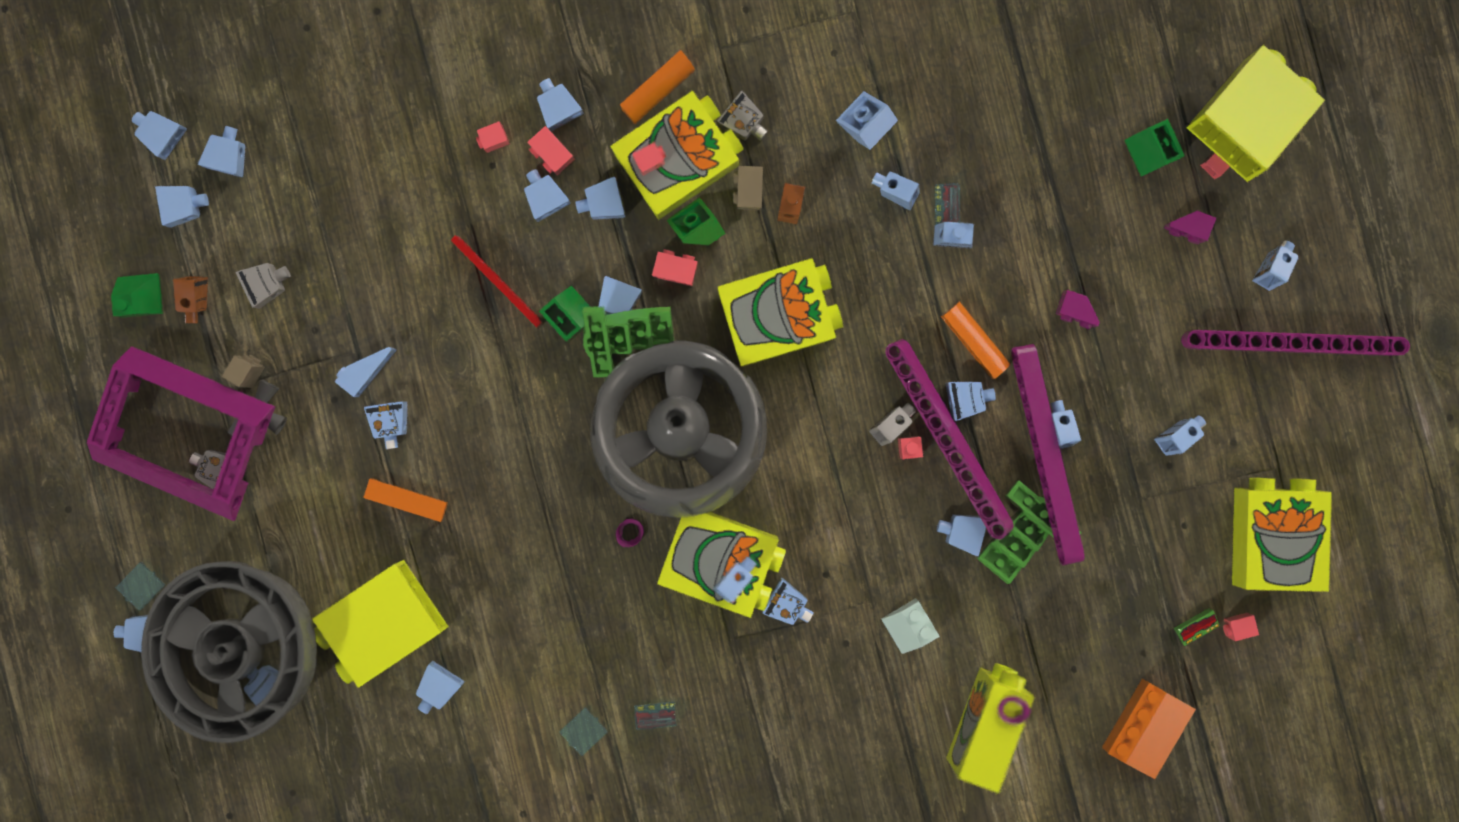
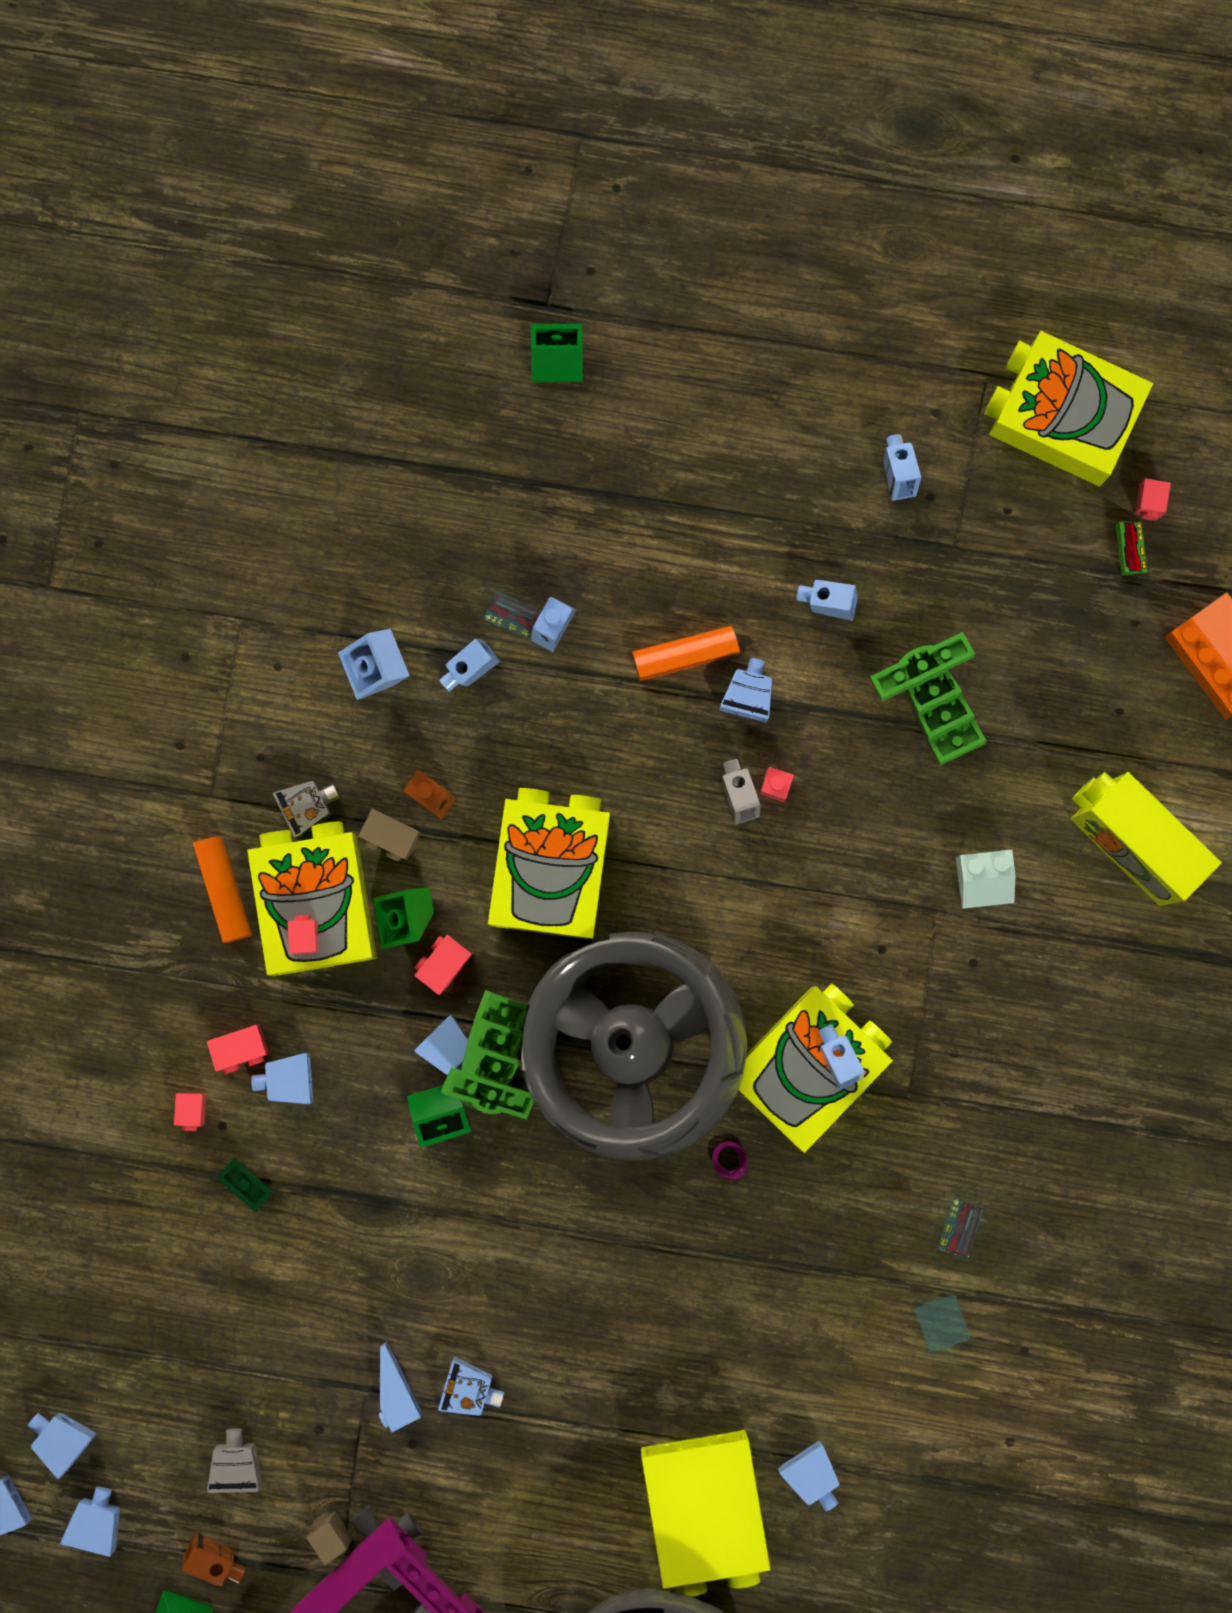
camera: 65 degrees left, 5 degrees down
(405, 500) = (570, 1412): orange tile -> none
(458, 200) = (245, 1184): none -> dark green plate
(497, 281) = (362, 1181): red tile -> none
(557, 105) = (188, 1016): light blue torso -> none
(602, 201) = (325, 1014): light blue torso -> none
(787, 604) = (896, 1010): light blue torso -> none
(958, 444) = (796, 726): magenta beam -> none
(964, 532) = (903, 766): light blue torso -> none
(1020, 718) = (1146, 801): magenta piece -> none
(1047, 454) = (855, 630): magenta beam -> none
(1077, 308) = (701, 520): magenta slope -> none
(1194, 226) = (667, 347): magenta slope -> none
(1214, 165) = (605, 286): coral brick -> none
(1256, 113) = (570, 223): neon yellow brick -> none
(1276, 266) = (755, 276): light blue torso -> none
(1304, 345) = (854, 282): magenta beam -> none

